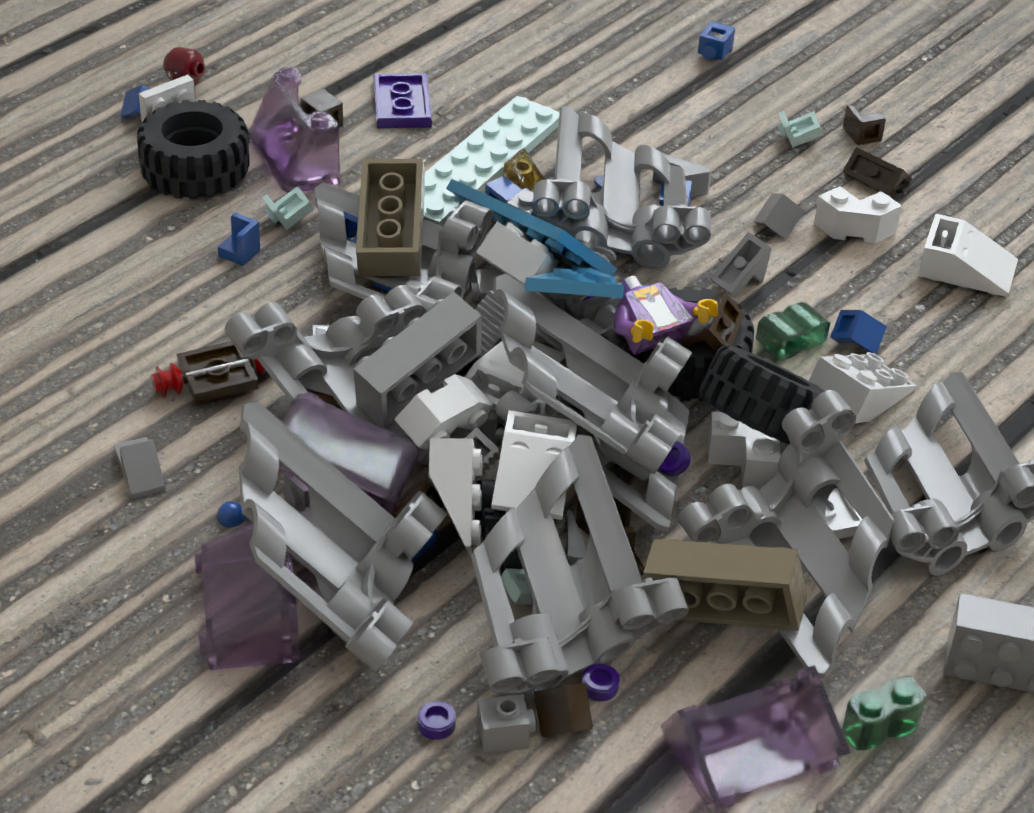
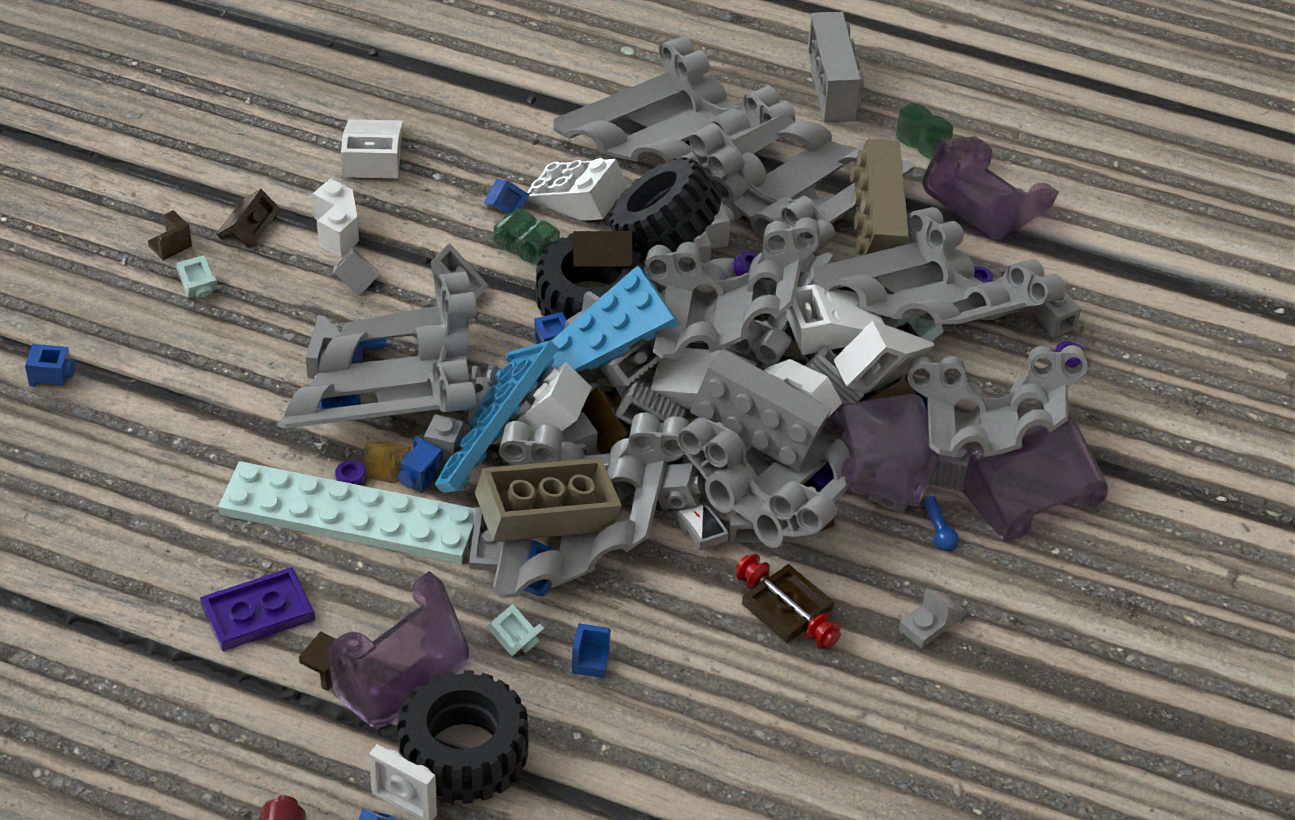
camera: 110 degrees left, 5 degrees up
(655, 312) = (617, 261): torso -> none

